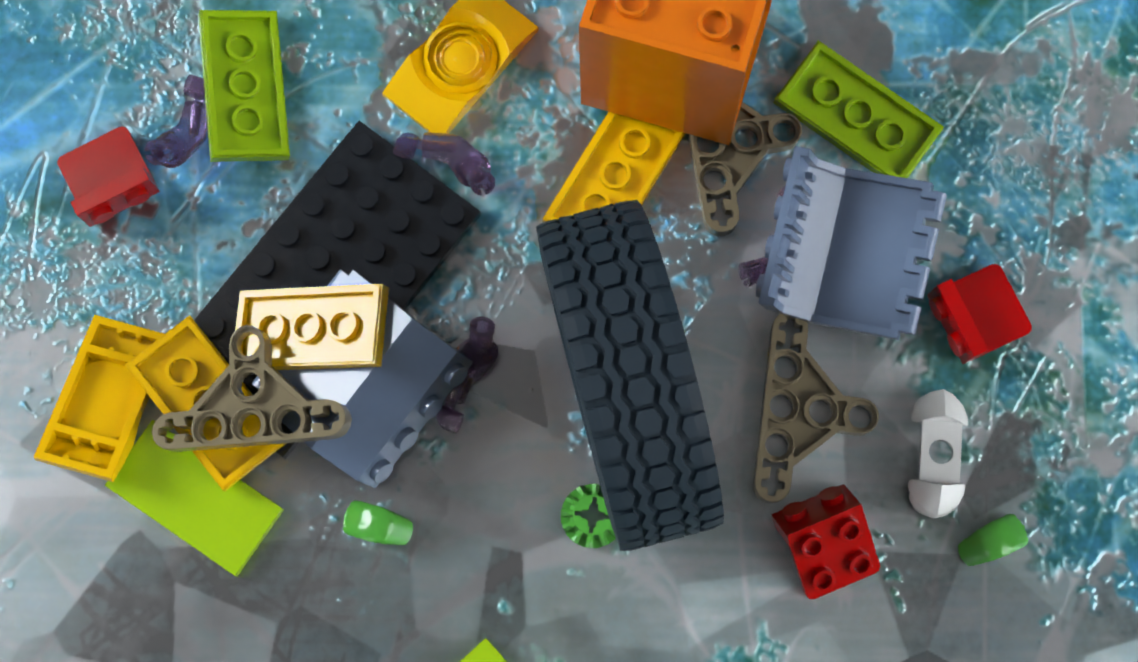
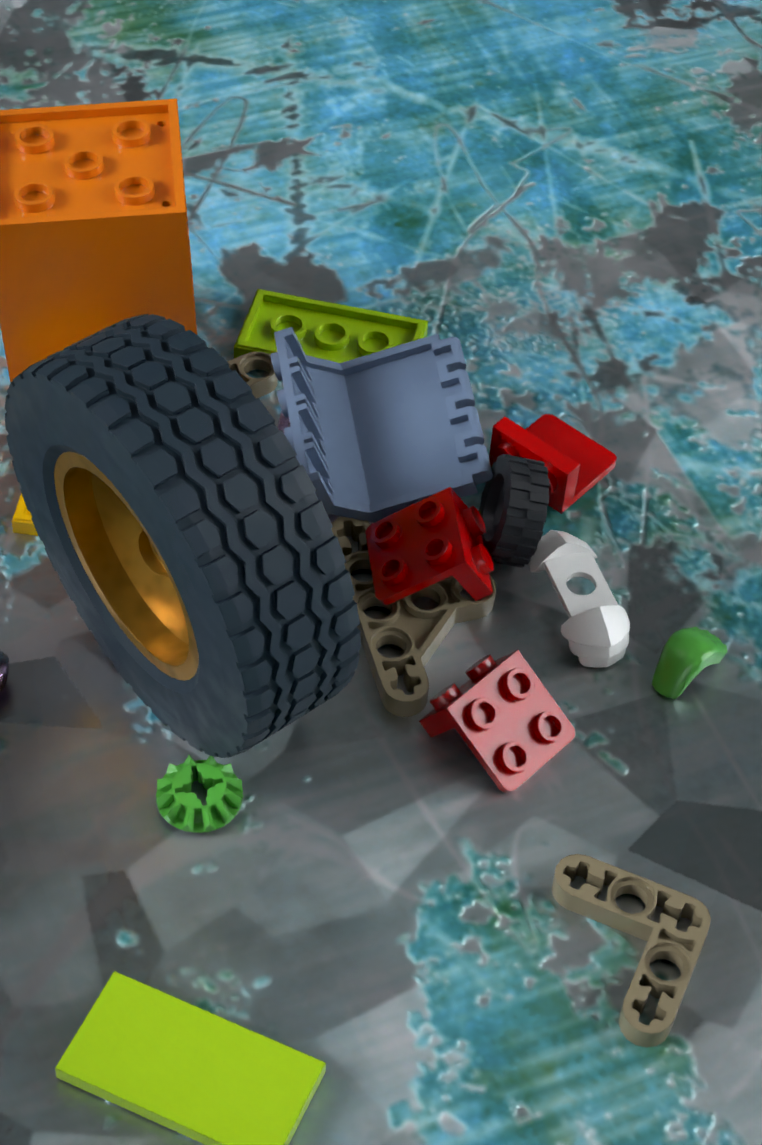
camera: 25 degrees left, 30 degrees down
(837, 379) = (428, 545): none -> red bracket
(917, 371) = (514, 509): none -> black tyre

